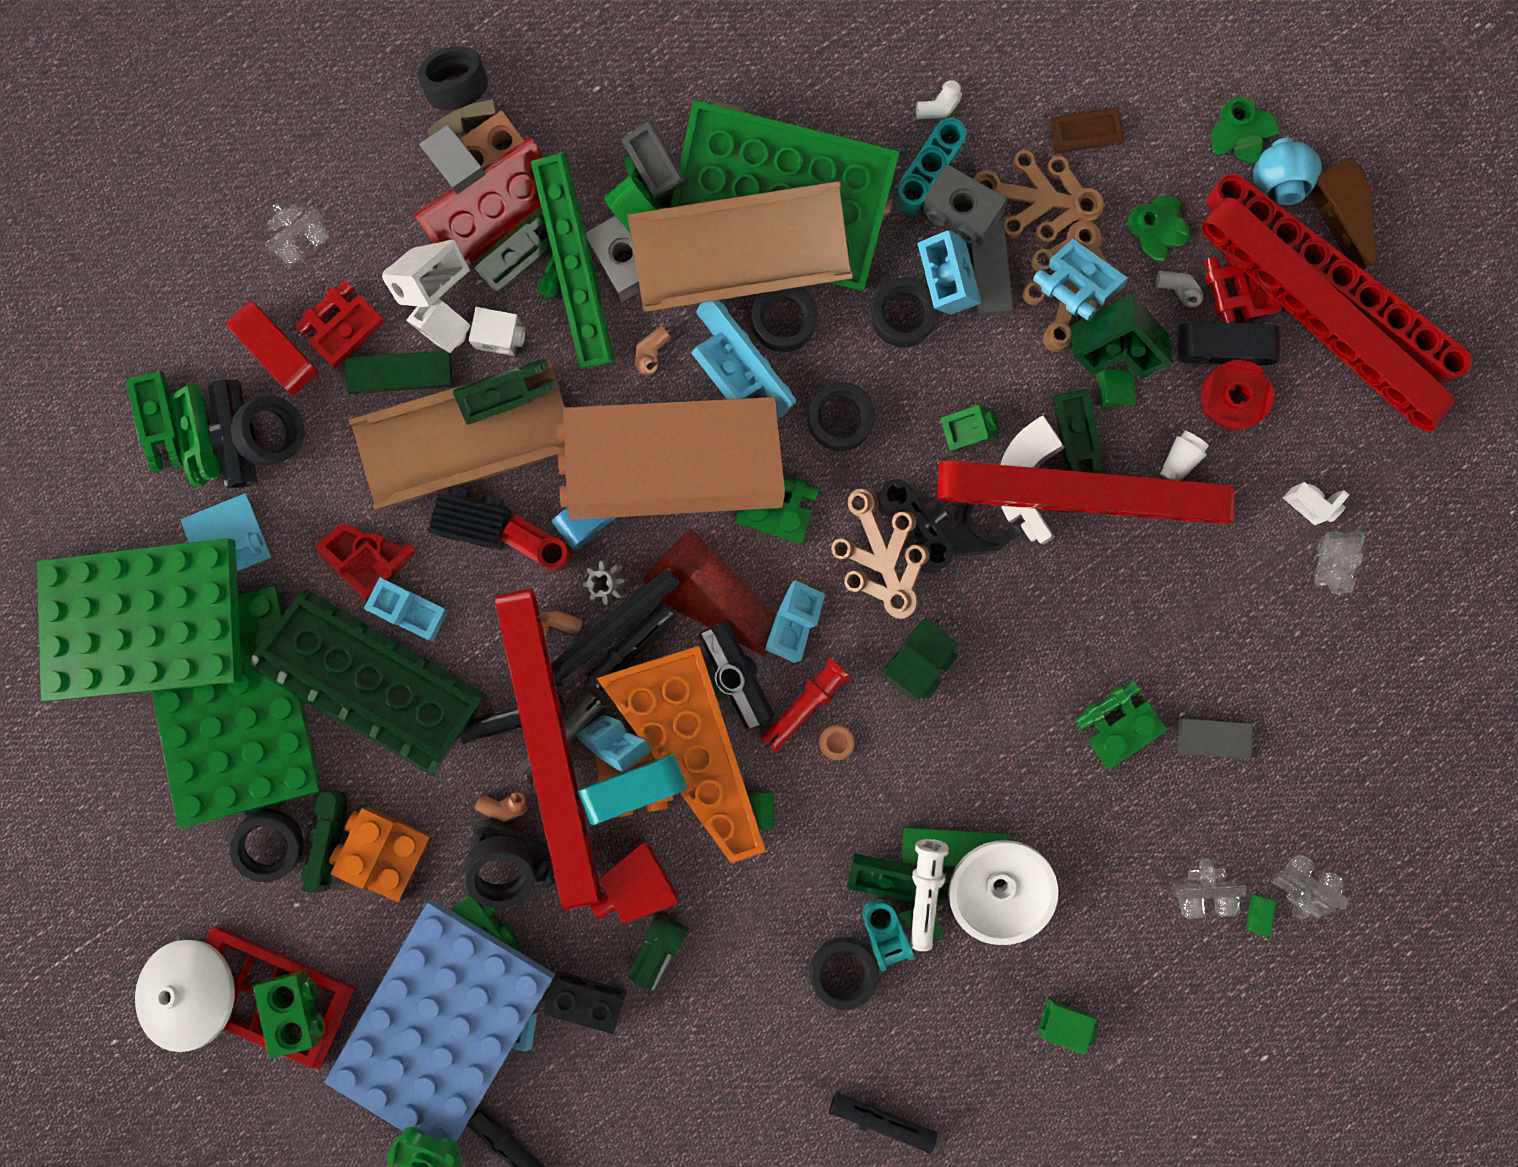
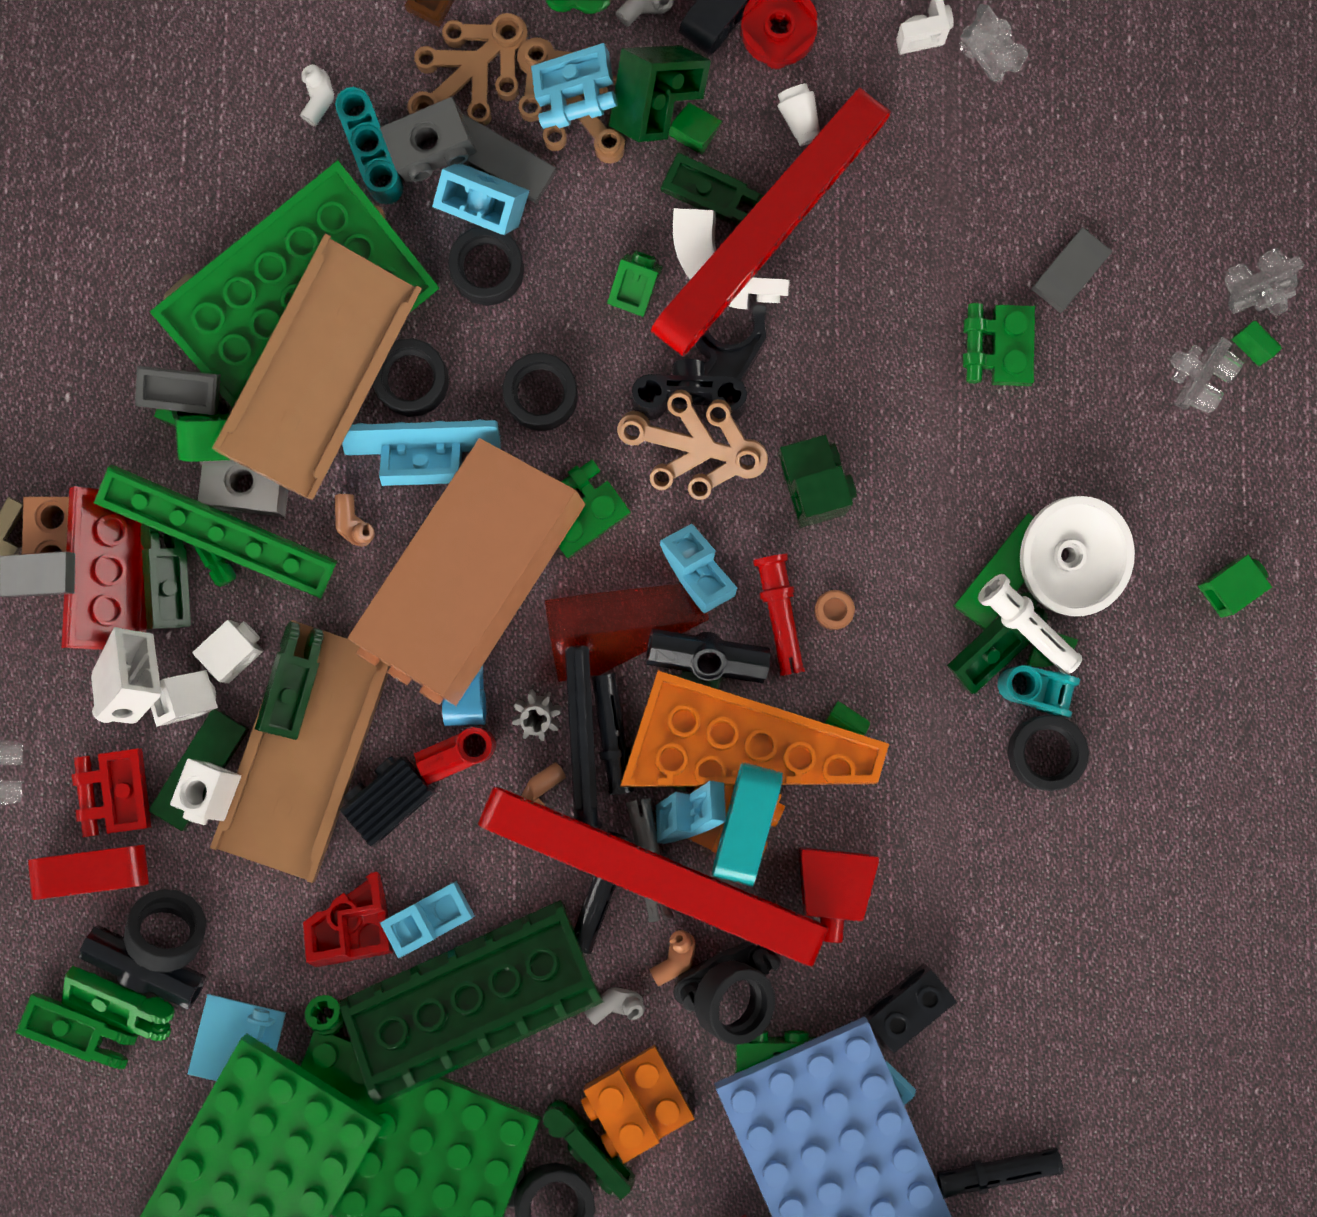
camera: 50 degrees left, 0 degrees up
(287, 575) = (316, 1006): none -> green bush
(396, 393) = (220, 786): none -> white brick
(444, 789) = (617, 1001): none -> light grey arm
(660, 944) = (904, 900): dark green piece -> none
(880, 1121) = (1191, 822): black pin -> none

